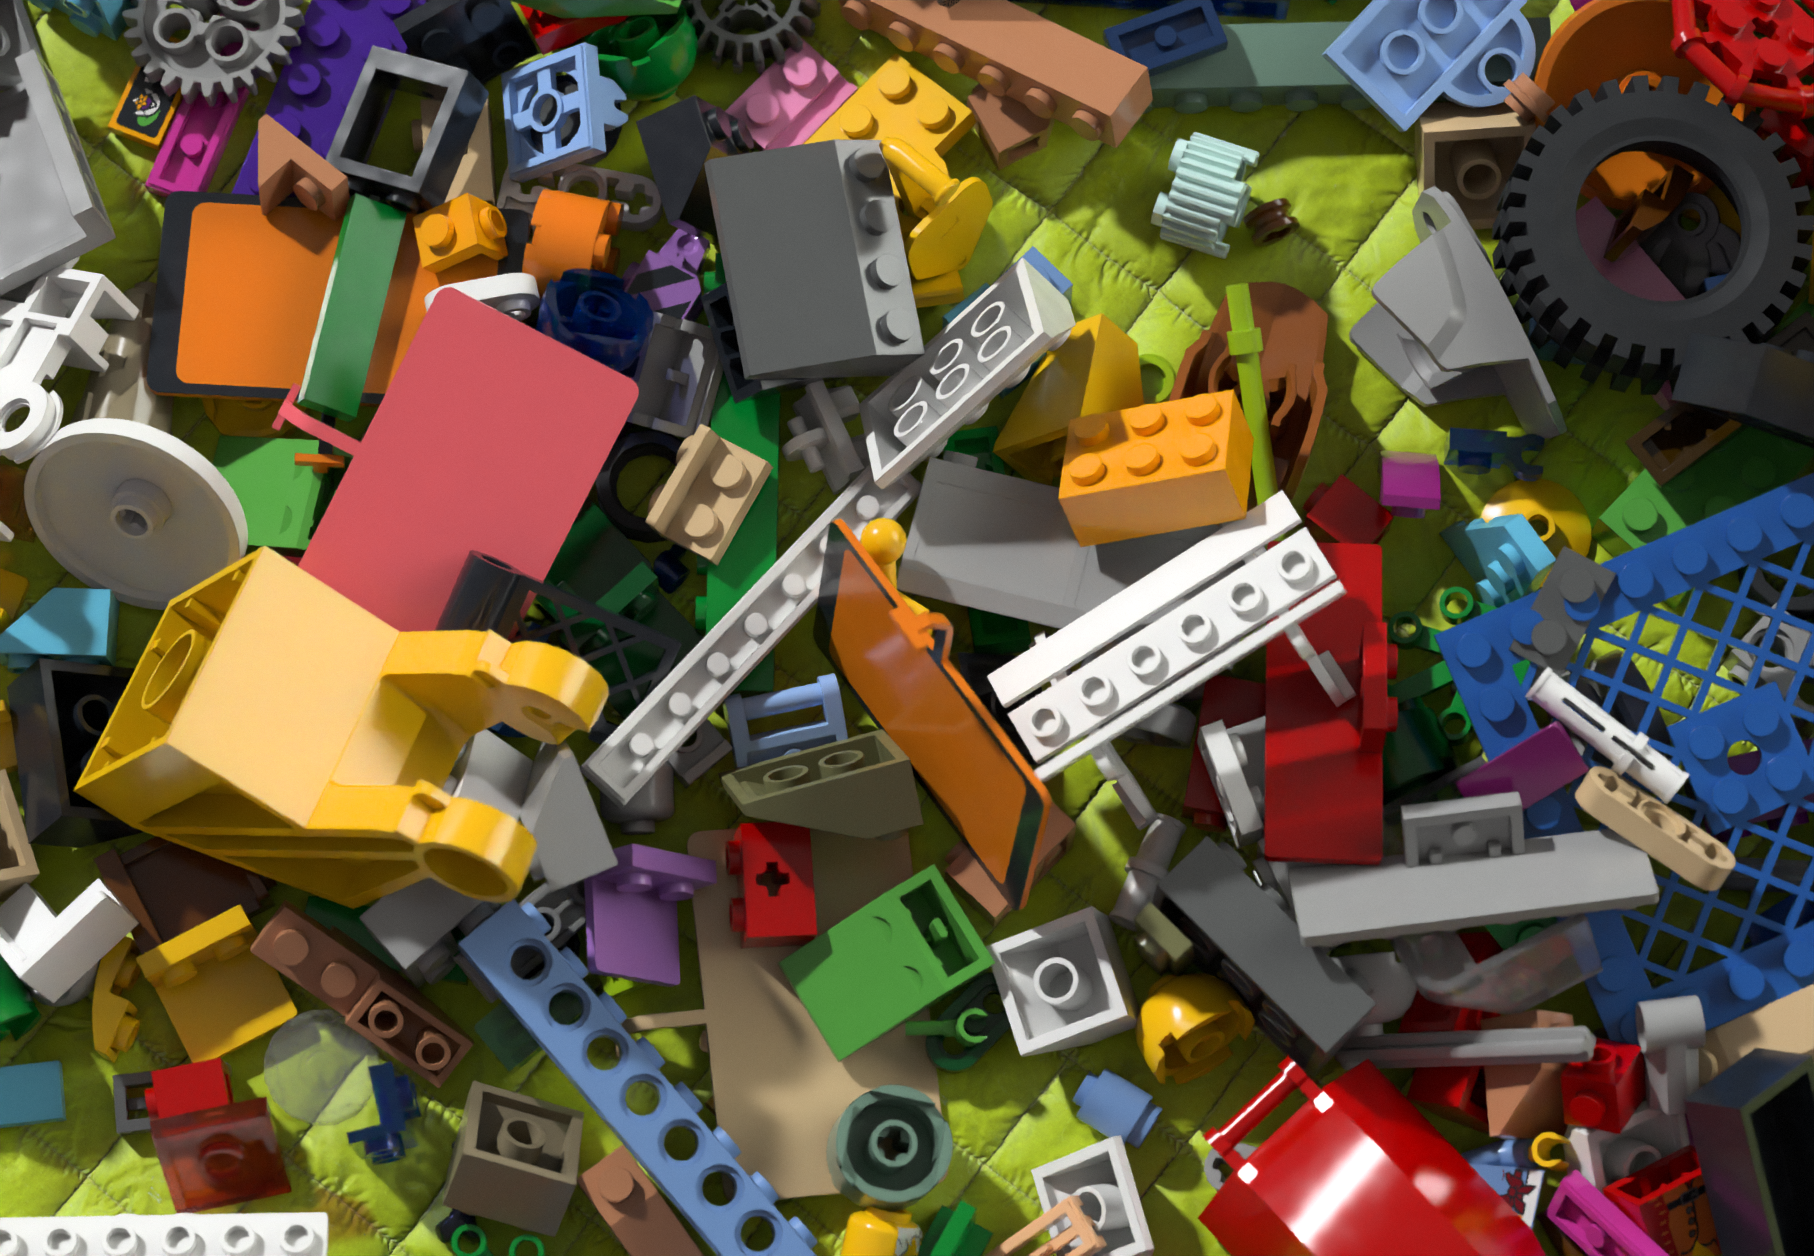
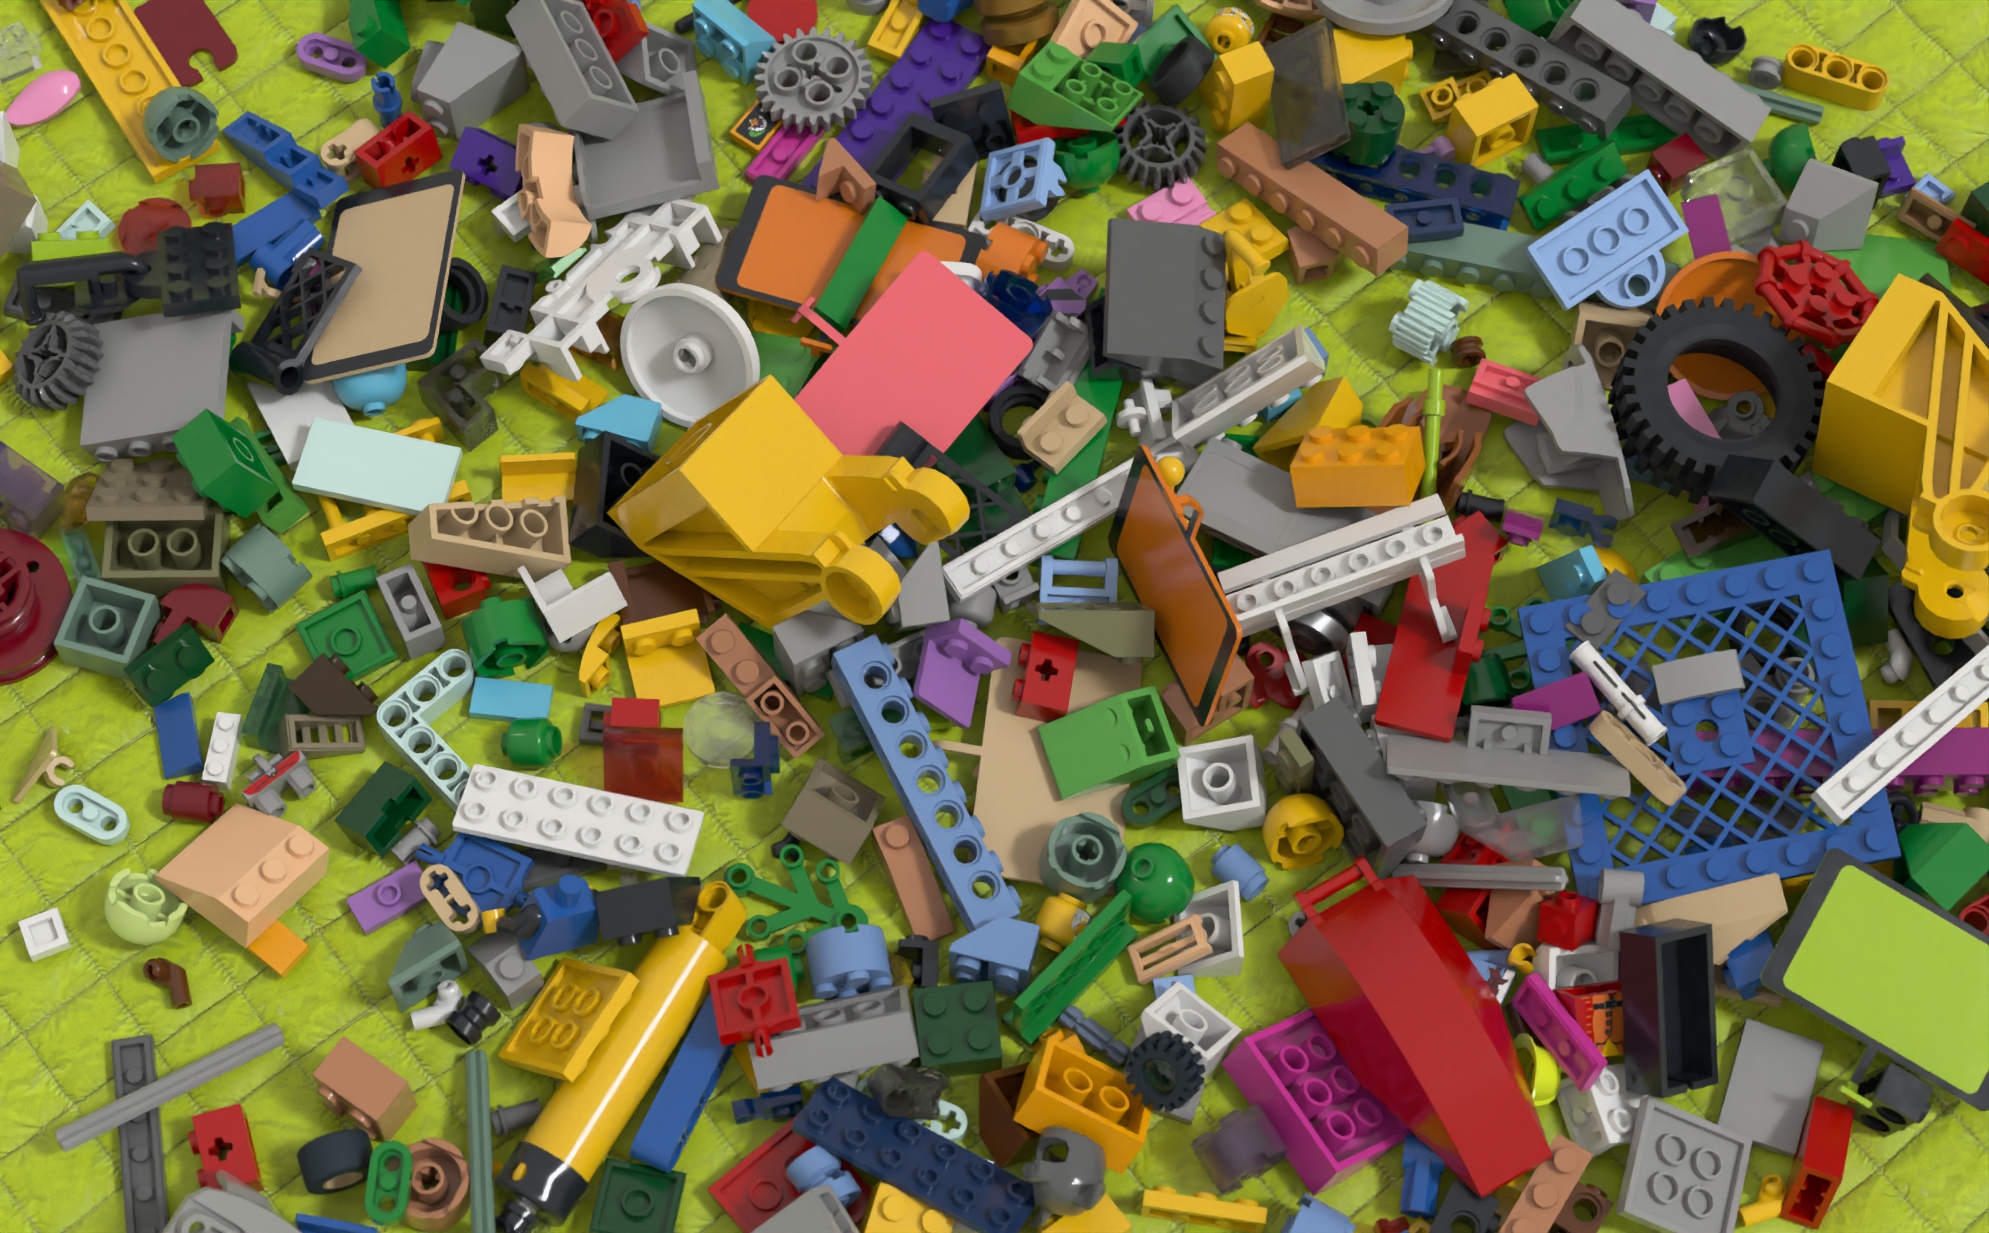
camera: 10 degrees right, 10 degrees down
(50, 1158) = (532, 743): none -> green head
(459, 232) = (940, 234): light orange bracket -> none
(678, 146) = (1090, 216): black slope -> none
(948, 1027) = (1142, 794): bright green hand -> none
(1001, 1156) = (1157, 882): none -> green cylinder
(1097, 803) = (1273, 680): none -> red plate
(1185, 804) = (1327, 679): none -> white plate
(1339, 270) = (1501, 391): none -> coral plate
(1339, 459) = (1470, 503): none -> black pin
(1527, 98) = (1651, 302): nougat plate -> none
(1647, 213) = (1716, 394): reddish brown slope -> none
(1717, 686) = (1698, 677): none -> light grey slope

